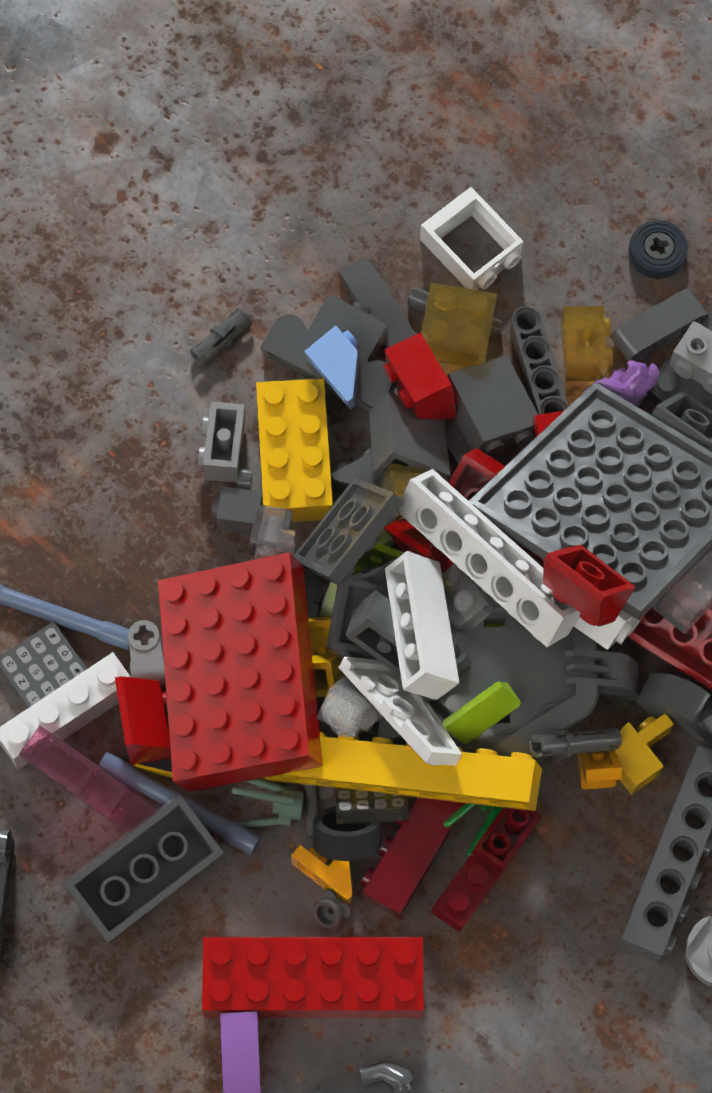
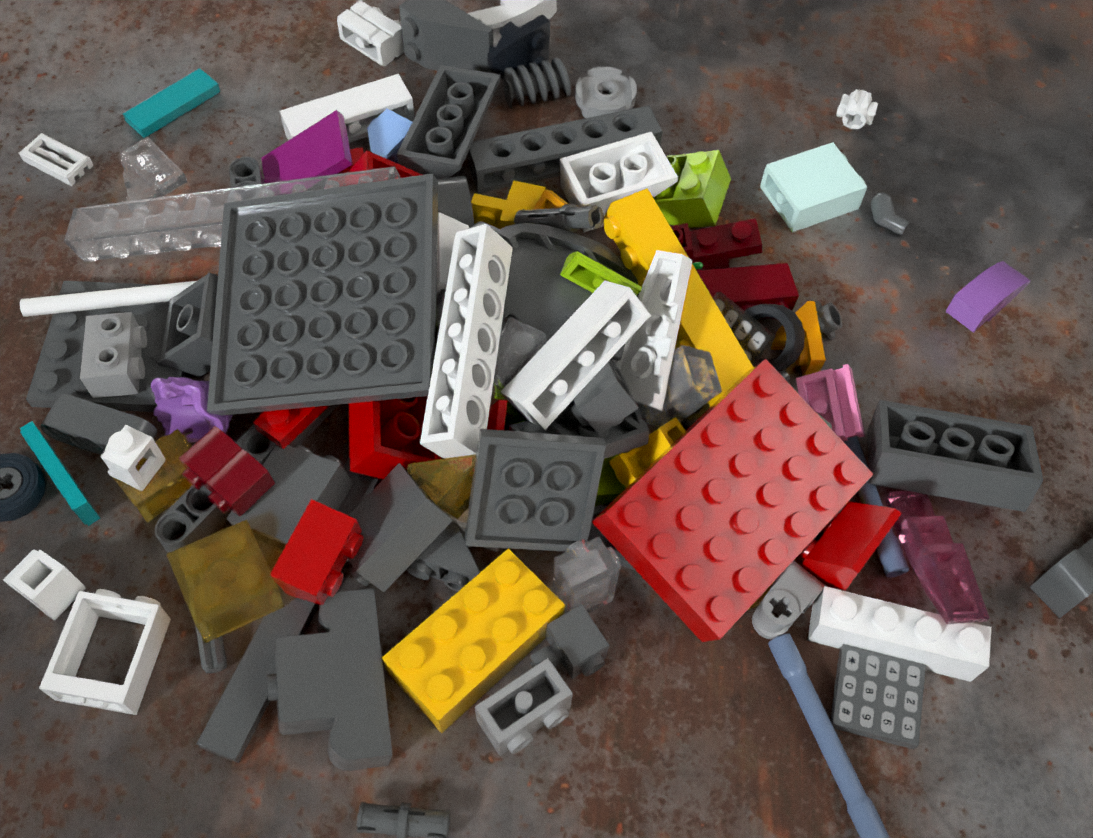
camera: 130 degrees left, 10 degrees down
(253, 825) = (835, 399): none -> bright pink plate
(313, 977) = (887, 295): red brick -> none
(338, 363) = (356, 647): light blue slope -> none
(464, 1032) = (813, 186): none -> light aqua brick
(536, 367) = (226, 471): none -> dark red brick
(549, 228) = (45, 583): none -> white brick
(558, 909) = (699, 189): none -> lime slope
(586, 584) = (445, 210): red slope -> none
(594, 317) = (126, 450): none -> white brick
(599, 850) = (616, 172): none -> white slope
(638, 282) = (59, 474): none -> teal tile

